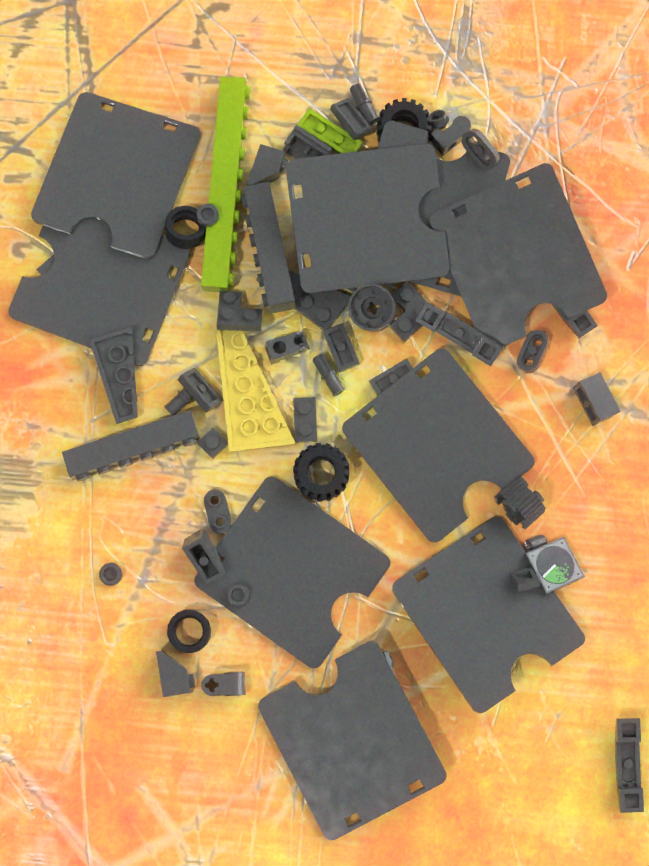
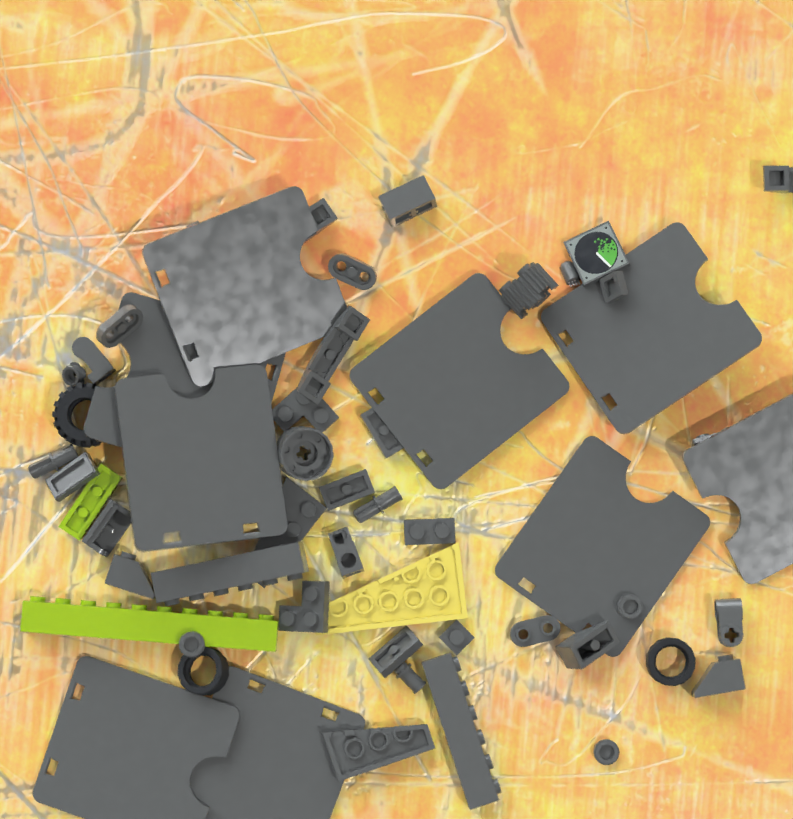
camera: 95 degrees left, 5 degrees up
(314, 454) = (514, 507): black tyre -> none

